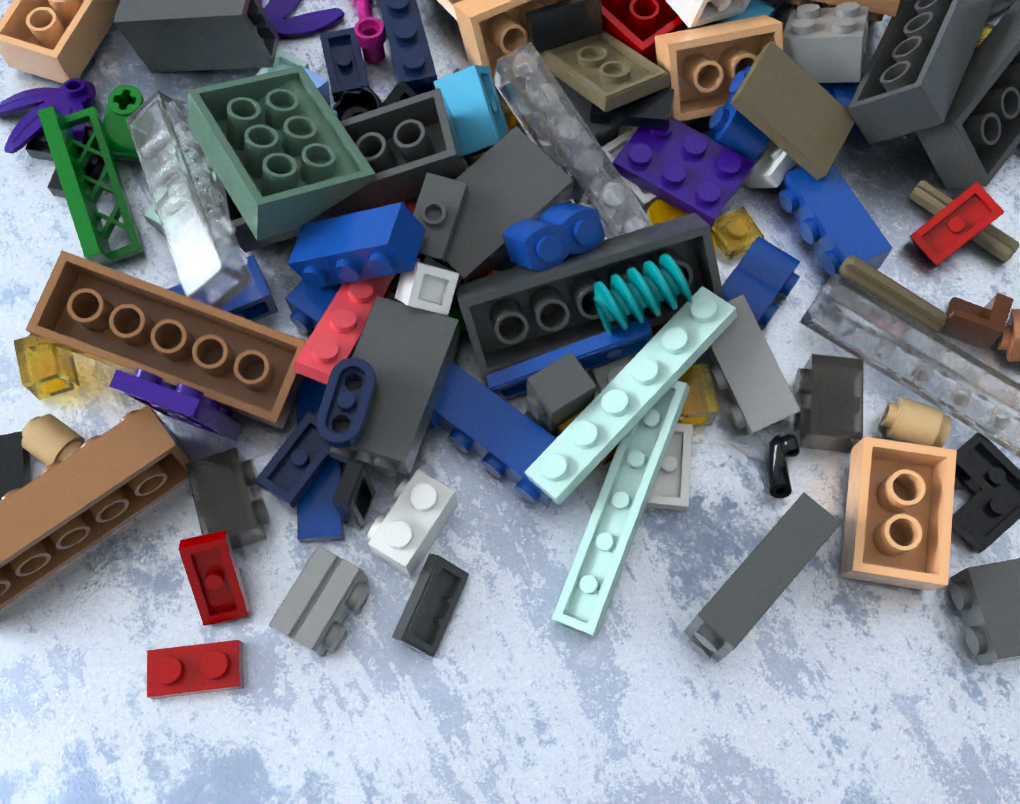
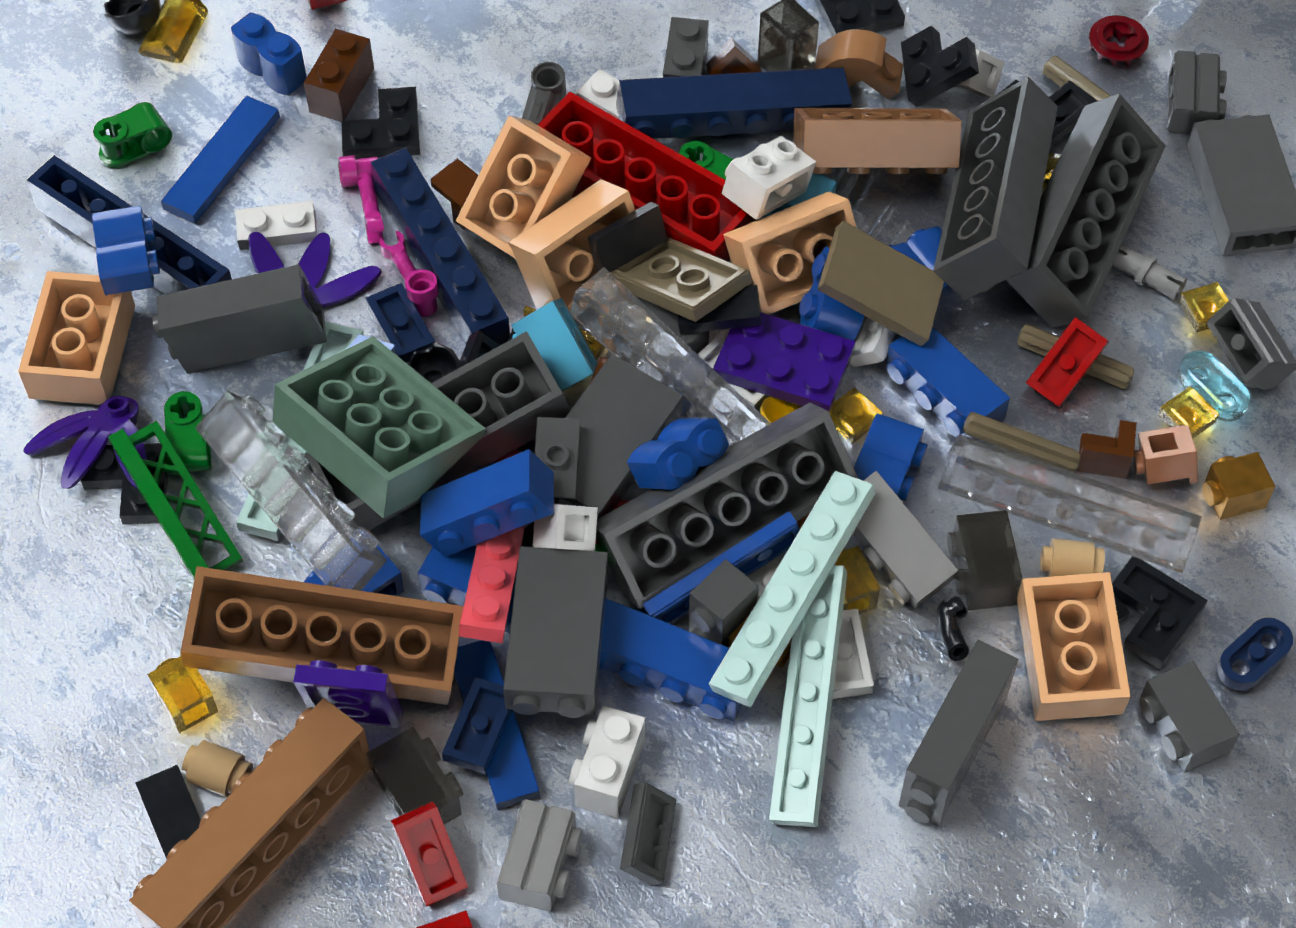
camera: 15 degrees left, 10 degrees down
(346, 405) = (524, 653): dark blue plate -> none
(354, 495) = (546, 745): black tile -> none
(640, 292) = (778, 488): teal piece -> none
(828, 41) = (898, 205): light grey brick -> none

